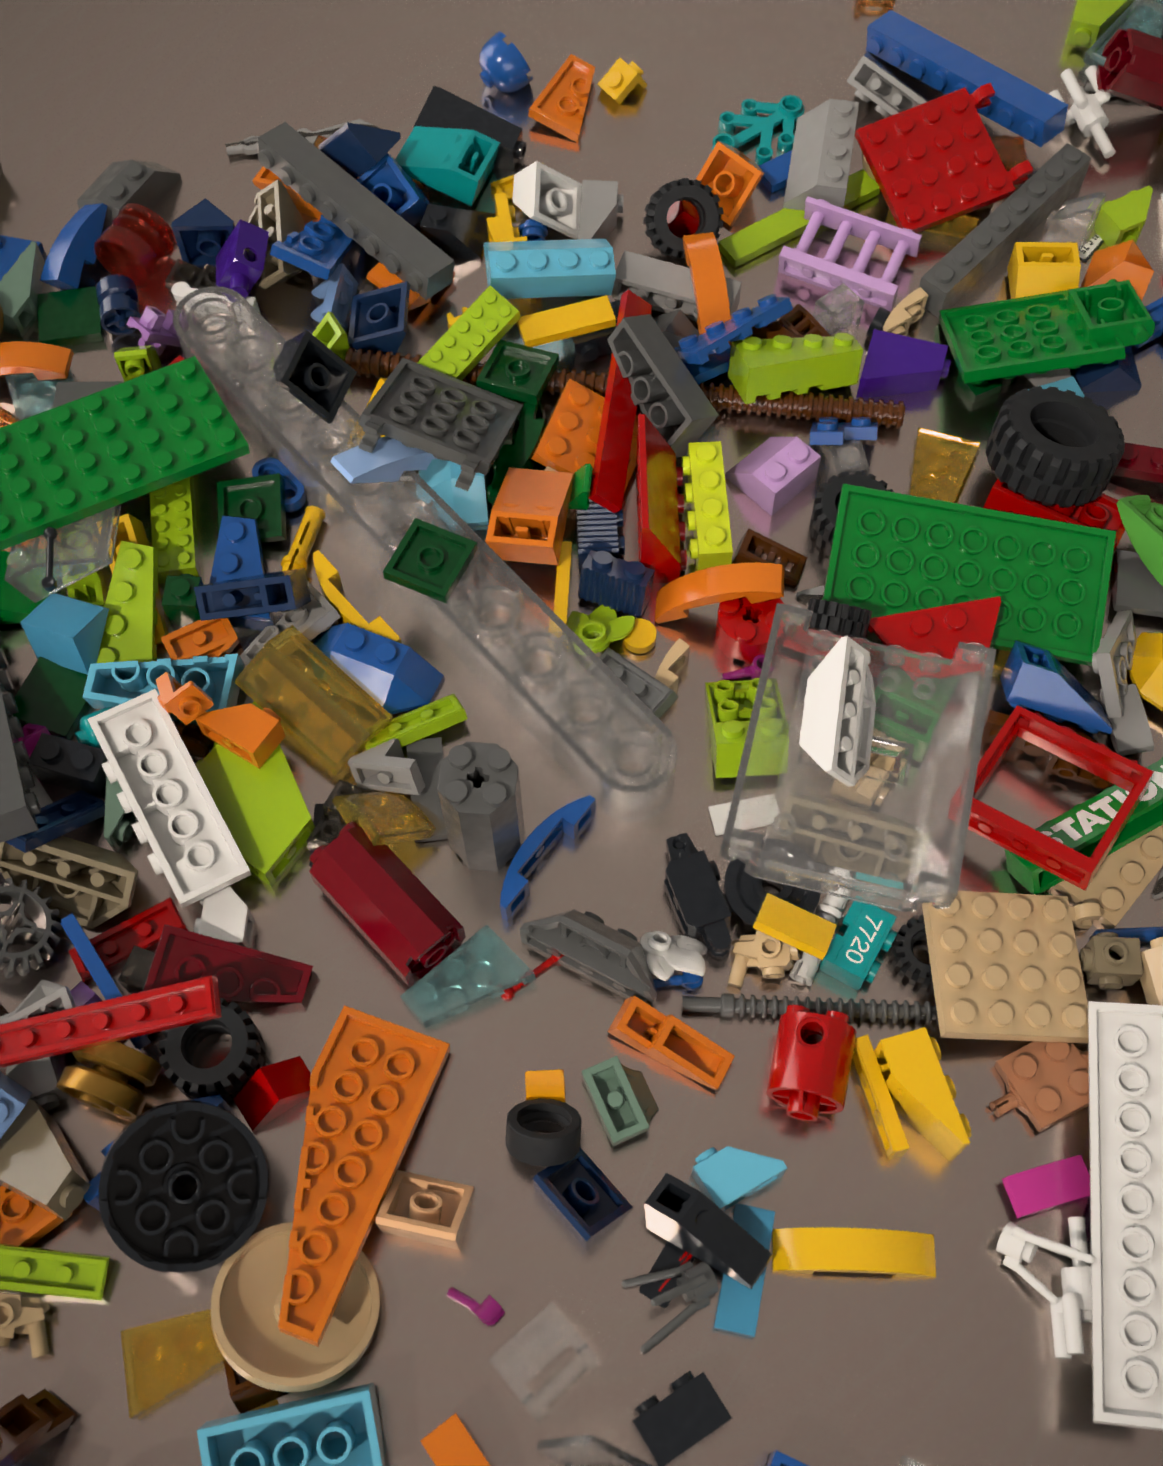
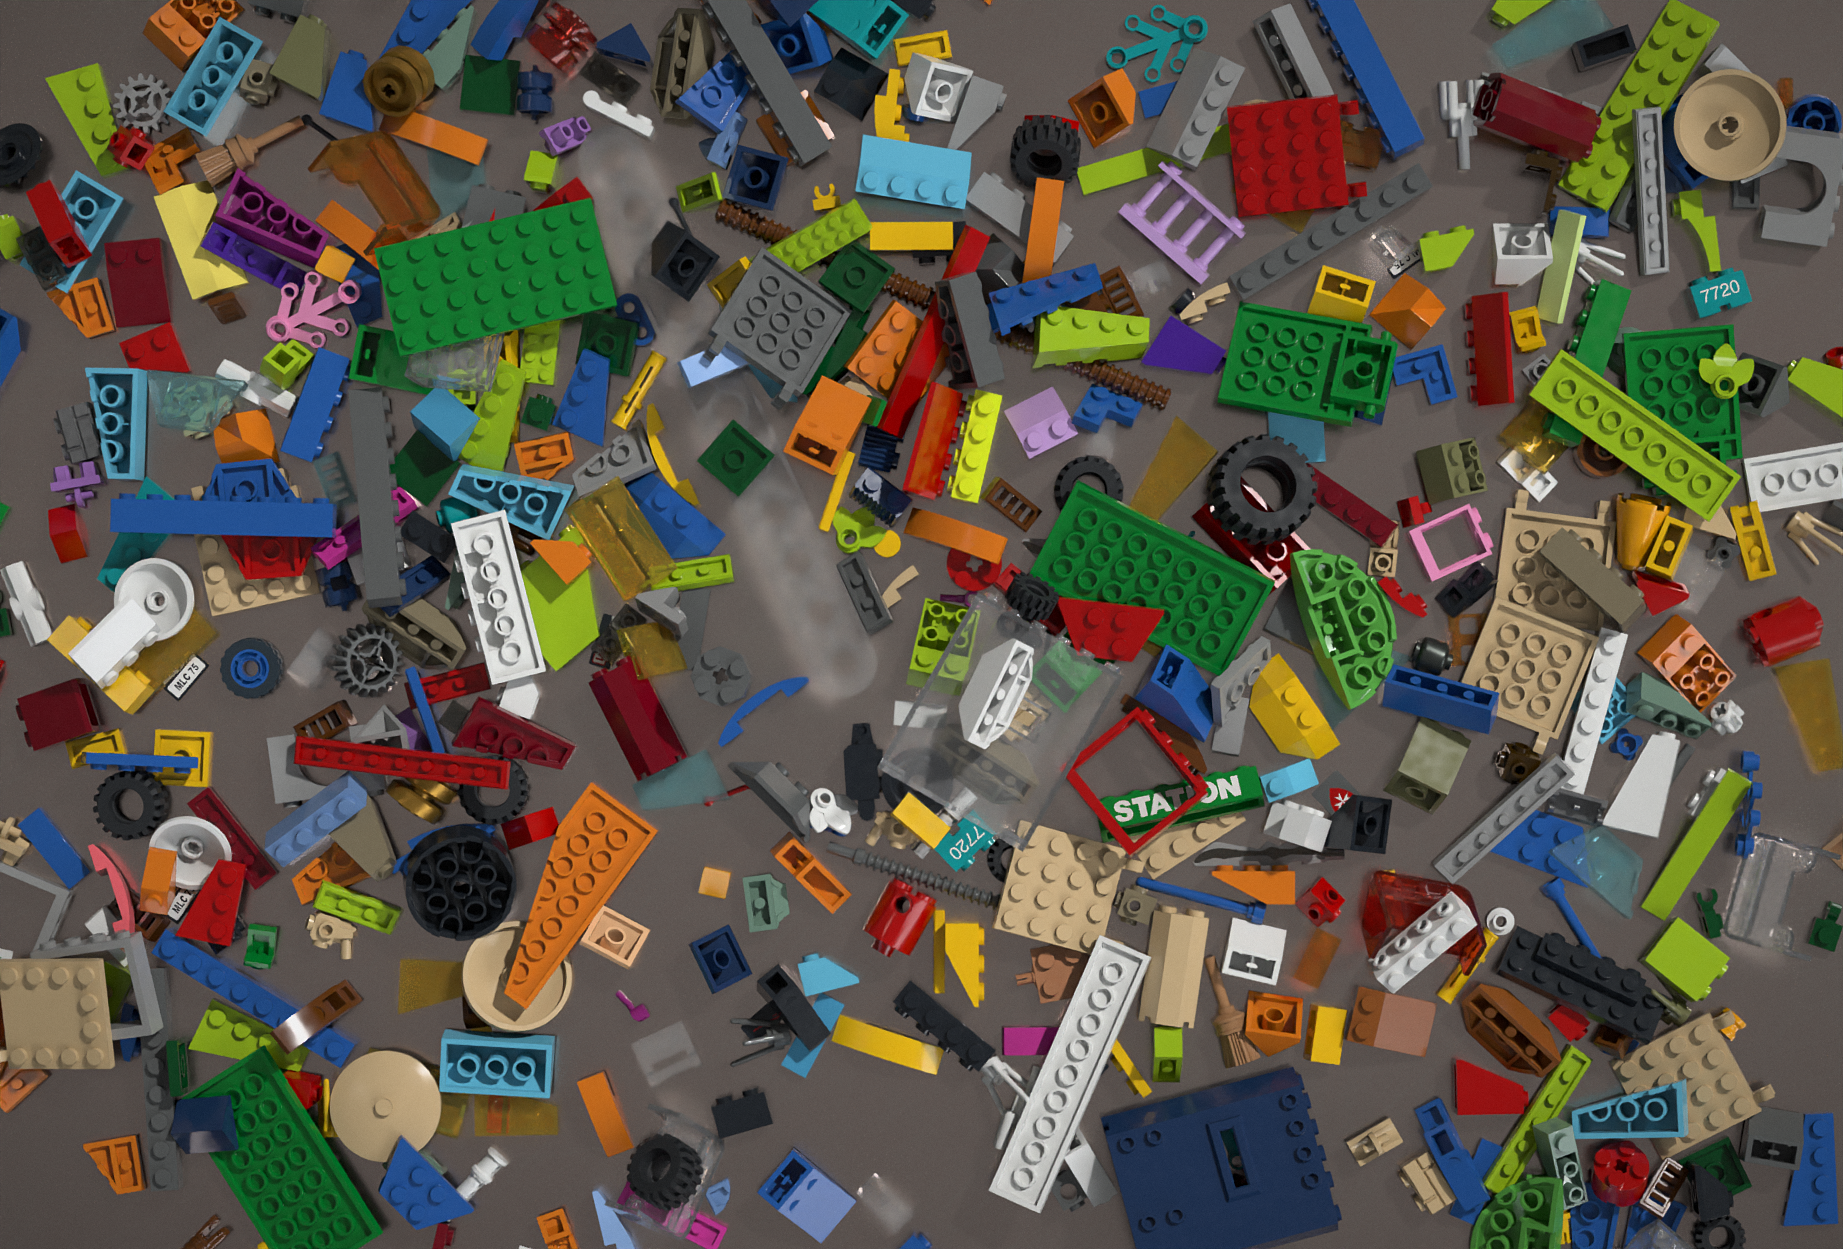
camera: 15 degrees right, 25 degrees up
(49, 582) = (440, 400): black hinge -> none
(184, 701) = (519, 526): orange bracket -> none
(237, 269) = (648, 90): dark purple torso -> none
(253, 595) = (595, 435): dark blue slope -> none
(542, 1148) = (709, 897): black tyre -> none
(925, 1198) = (944, 1025): none -> black brick

